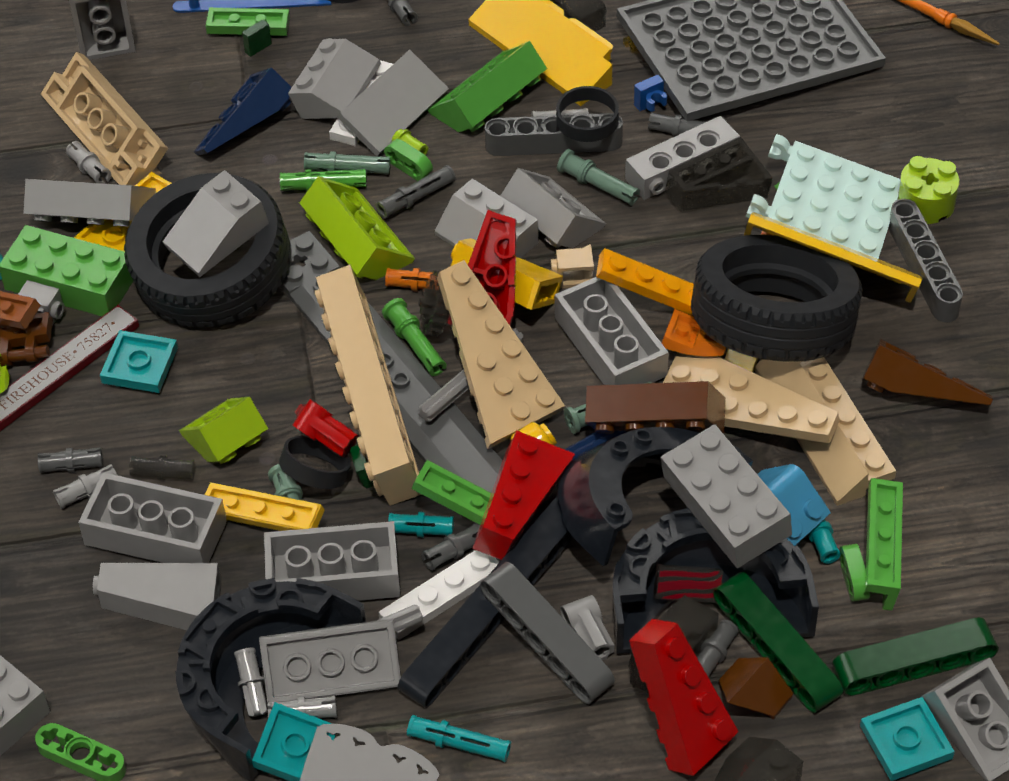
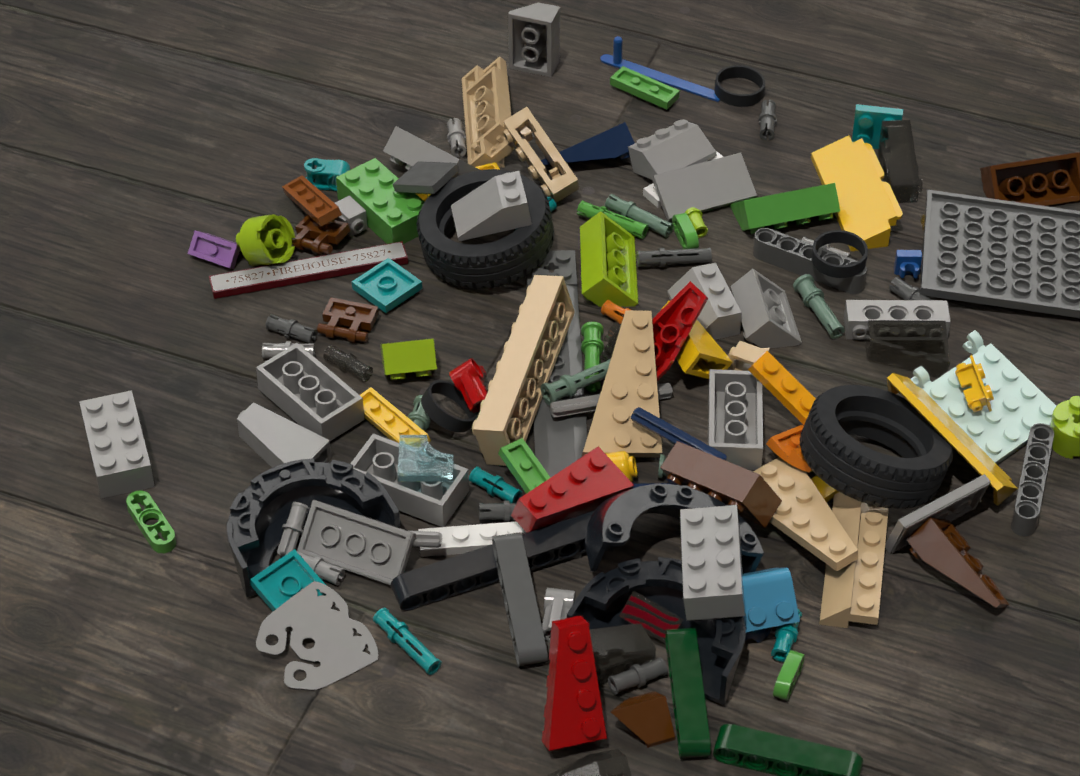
camera: 30 degrees right, 5 degrees down
(107, 222) = (426, 177): none -> dark grey tile
(123, 413) = (350, 314): none -> reddish brown plate
(167, 127) = (524, 124): none -> tan brick
(256, 38) = (641, 101): dark green tile -> none
(342, 538) = (421, 462): none -> clear light blue tile
(422, 379) = (567, 383): none -> sand green pin
(569, 380) = (670, 432): none -> dark blue axle
(826, 195) = (972, 376): none -> yellow hinge
(875, 336) = (946, 507): none -> light grey tile
(884, 540) = (827, 662): bright green fence -> none

